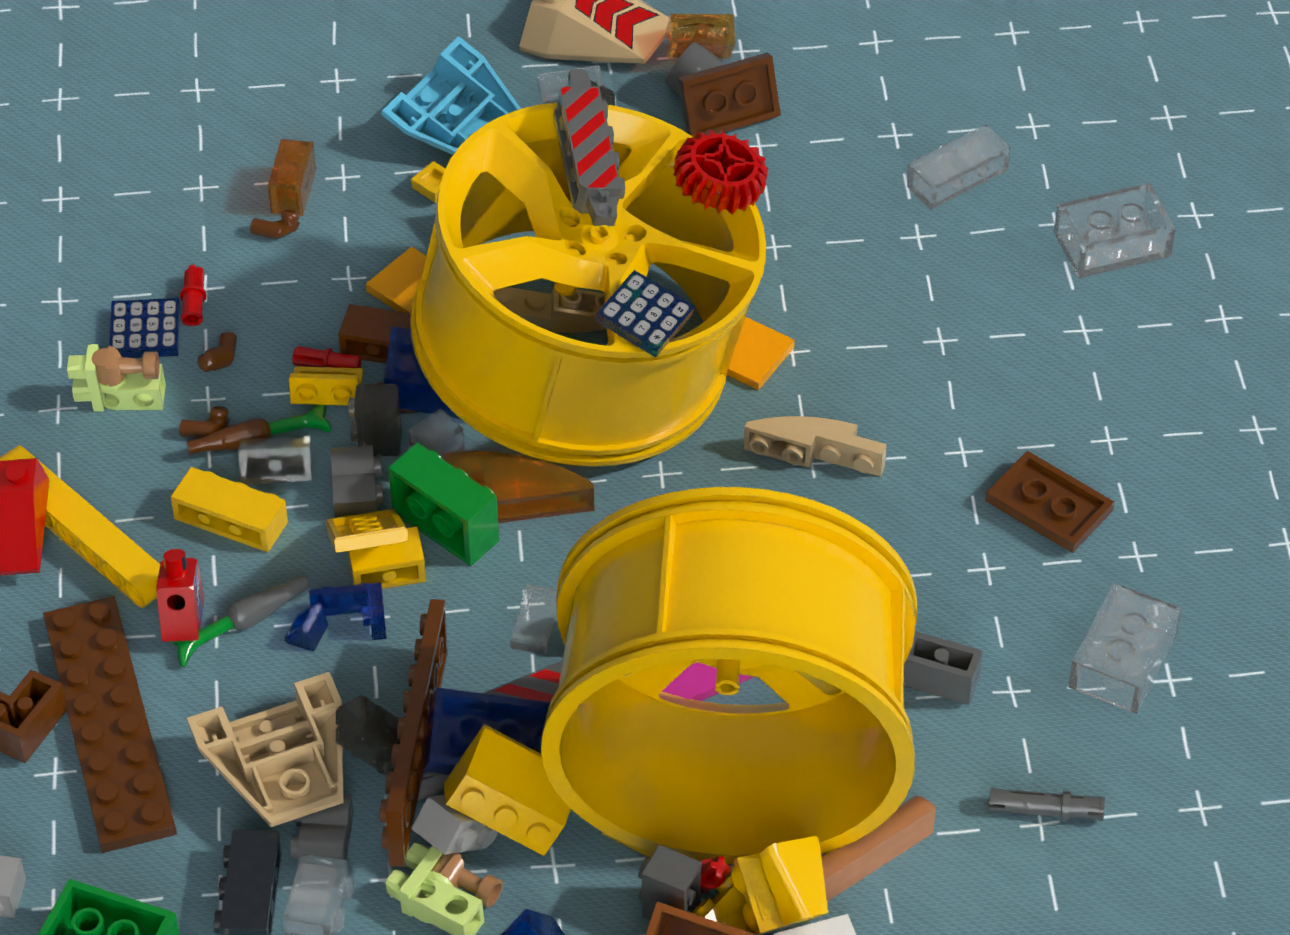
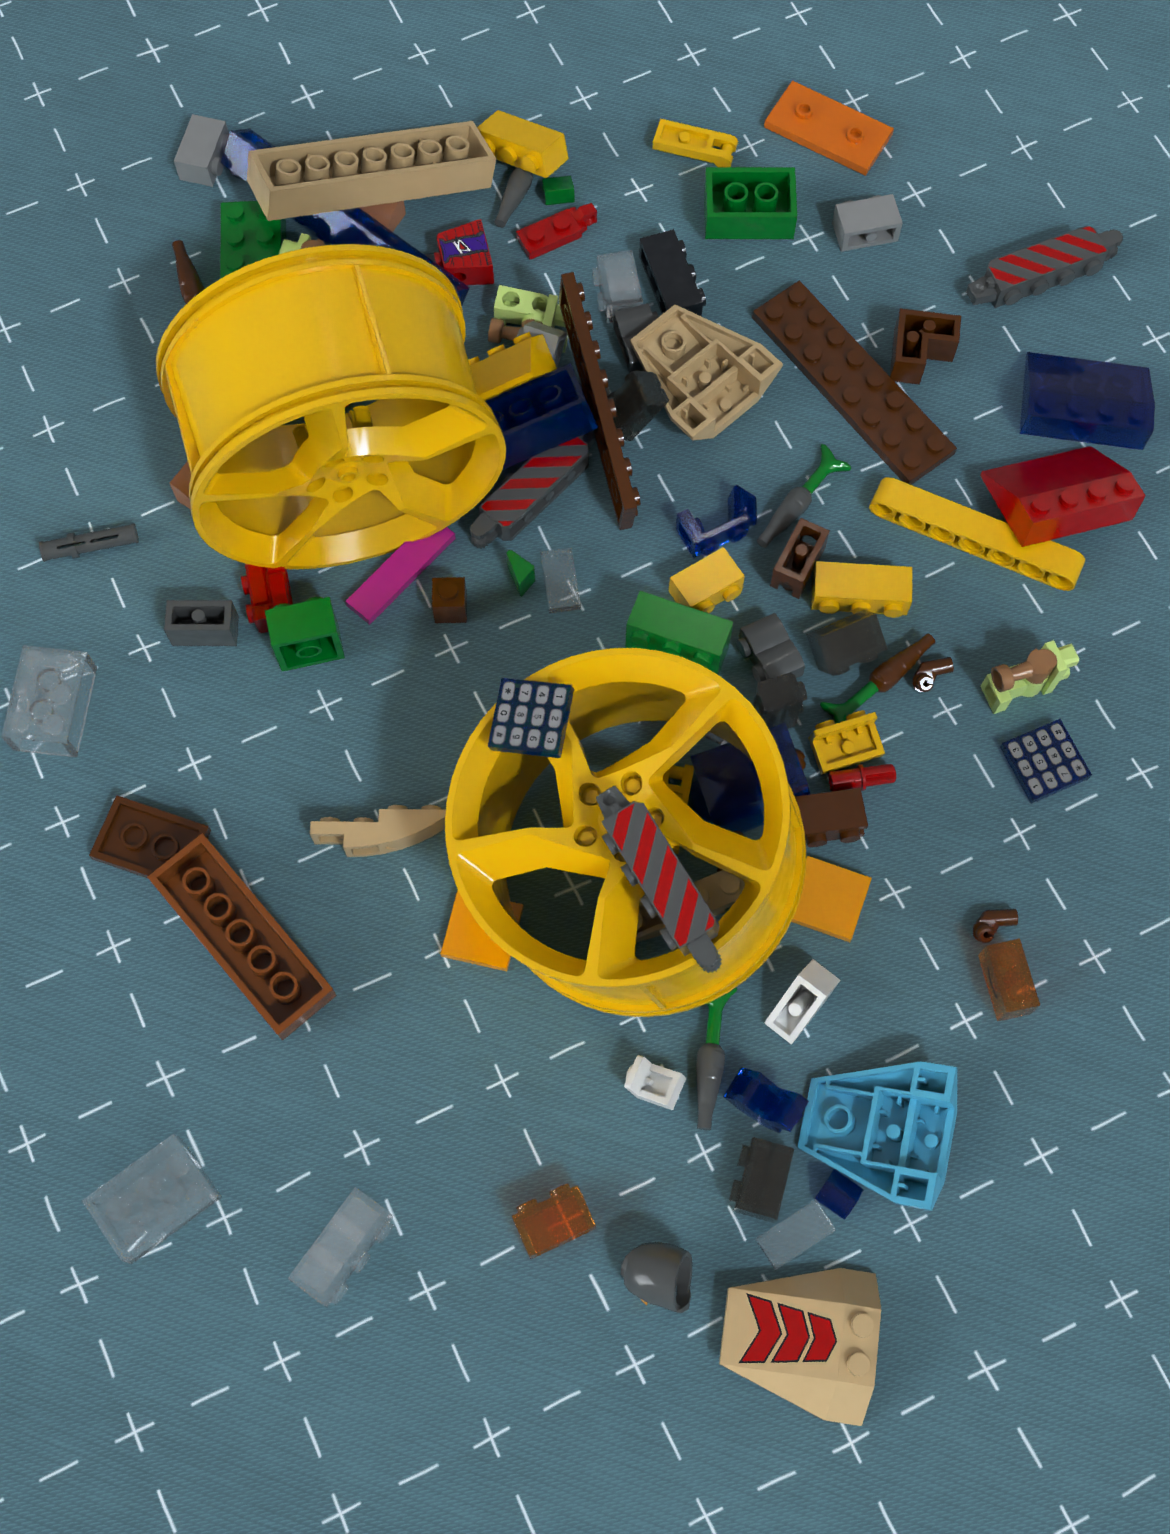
camera: 160 degrees right, 20 degrees up
(179, 584) = (849, 476): red torso -> none
(193, 296) = (1023, 810): red axle -> none
(219, 356) = (958, 751): reddish brown arm -> none
(279, 543) = (799, 558): none -> reddish brown brick
(366, 530) = (725, 566): yellow tile -> none
(428, 181) = (869, 1032): yellow plate -> none
(522, 92) = (839, 1194): none -> clear blue slope
(711, 31) = (678, 1337): clear orange brick -> none
(720, 171) = (508, 934): red gear -> none
(730, 95) = (612, 1247): reddish brown plate -> none
(775, 132) = (553, 1221): none -> clear orange brick
(979, 383) = (242, 936): none -> dark orange brick

